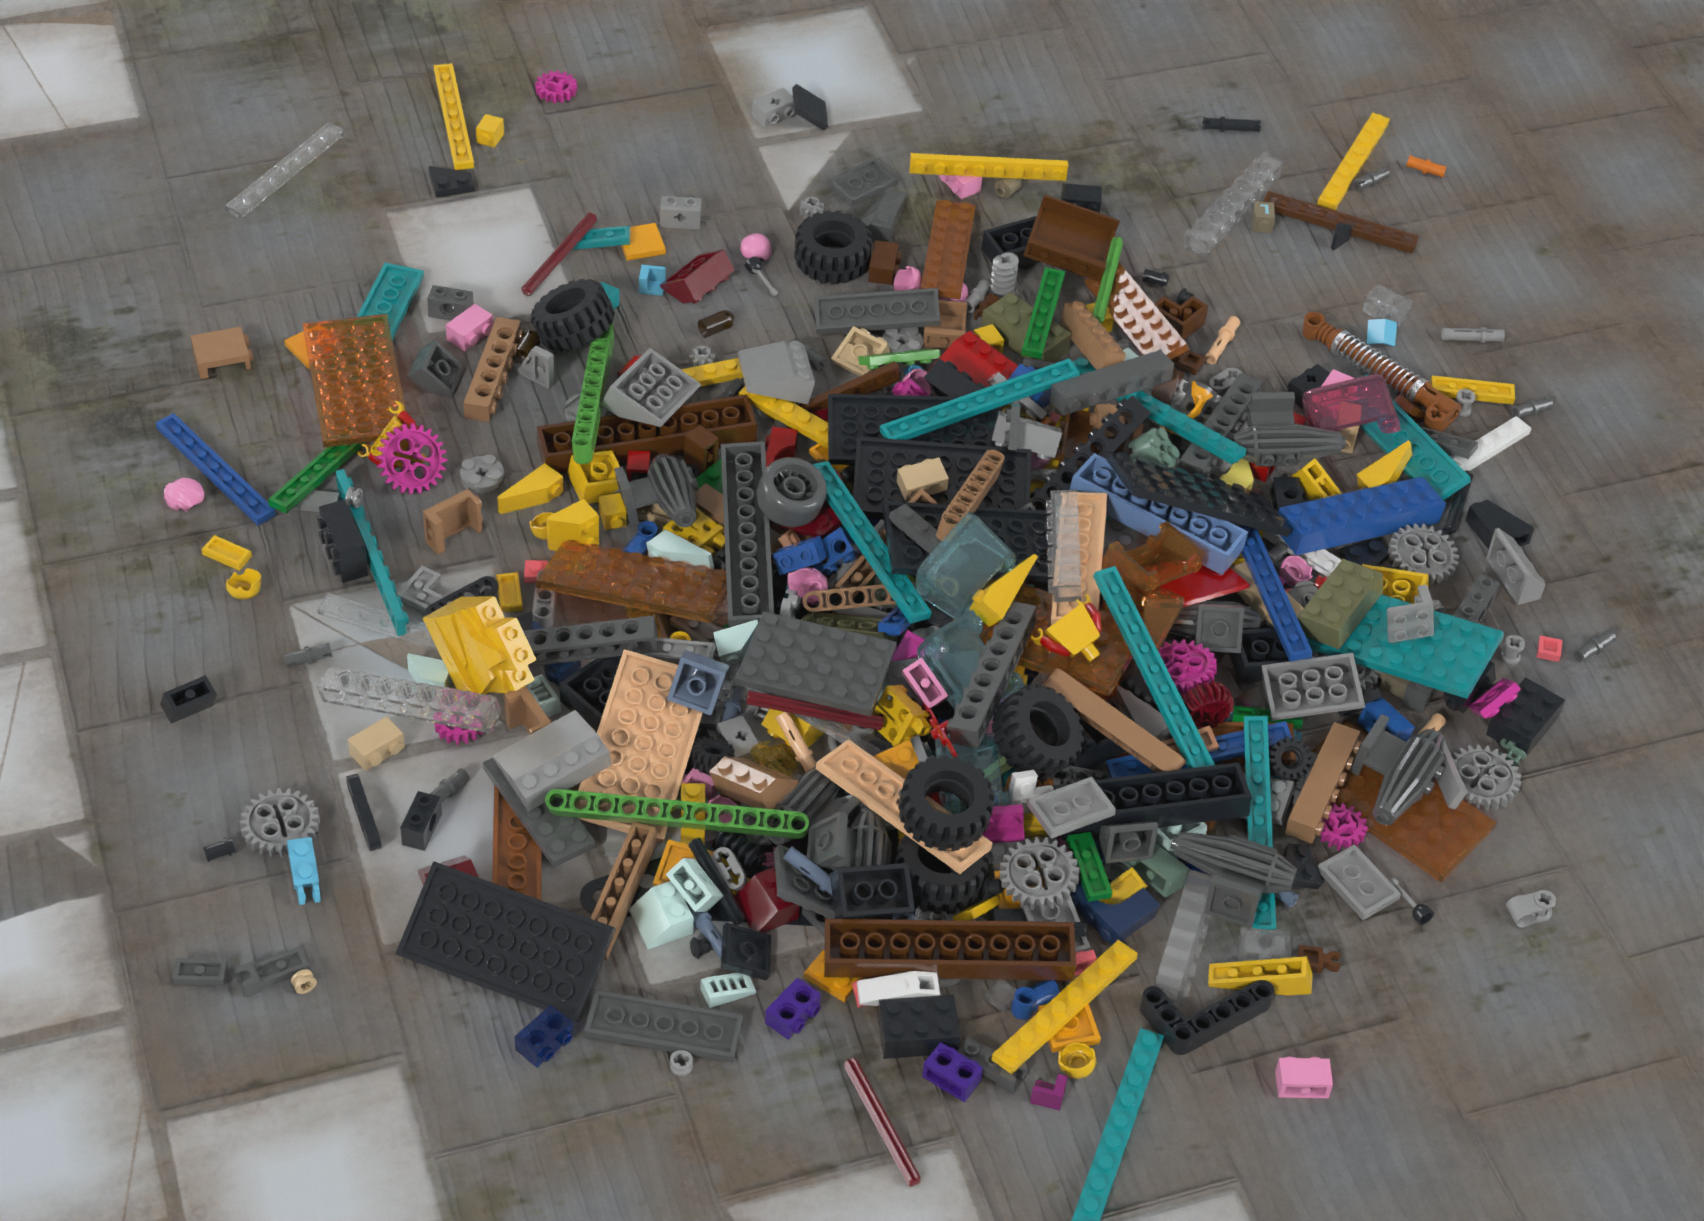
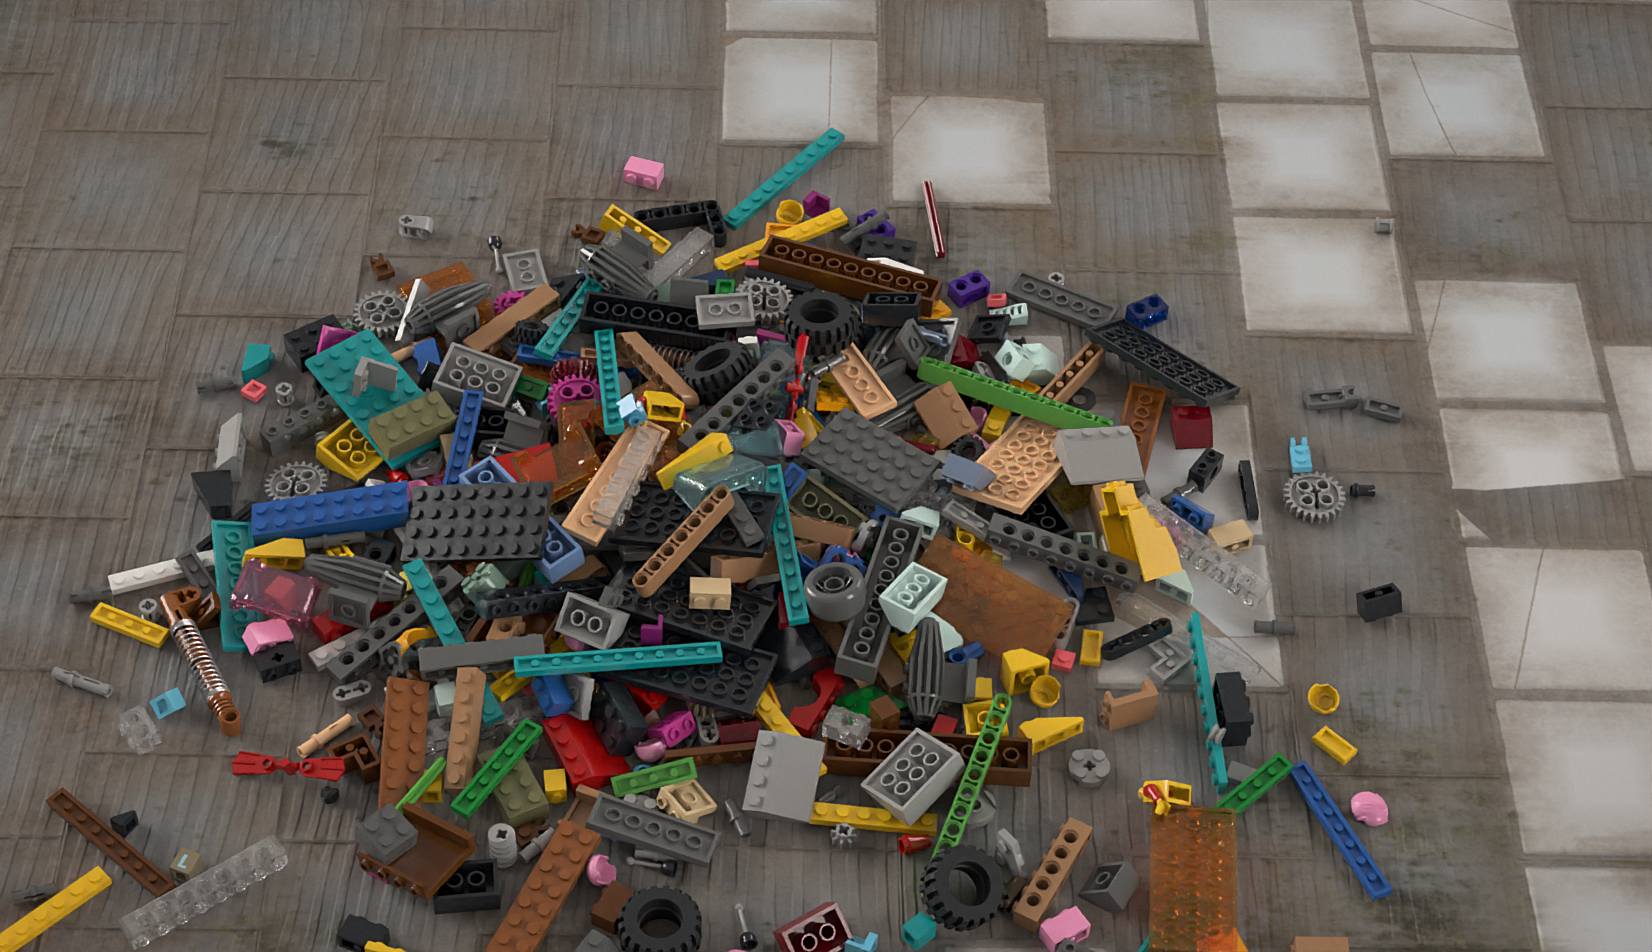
camera: 160 degrees left, 0 degrees up
(303, 981) = (1309, 384): tan bush -> none
(416, 439) = (1156, 769): dark pink gear -> none
(427, 750) = (1192, 513): none -> blue slope
(711, 526) = (912, 596): none -> light aqua slope
(715, 323) = (813, 875): dark brown piece -> none
(732, 413) = (853, 734): none -> clear brick
(750, 1001) = (996, 300): none -> coral plate
(958, 1047) = (869, 224): none -> dark grey pin
(960, 646) = (757, 415): none -> black hinge
(961, 431) = (651, 633): none -> magenta panel
(1088, 591) = (631, 412): none -> window
(1103, 233) = (386, 834): none -> dark grey brick
(1155, 277) = (340, 820): black pin -> none
(1214, 294) = (320, 768): none -> red piece
(1529, 840) = (381, 268): none -> reddish brown plate
(1575, 682) = (257, 361): none -> teal slope

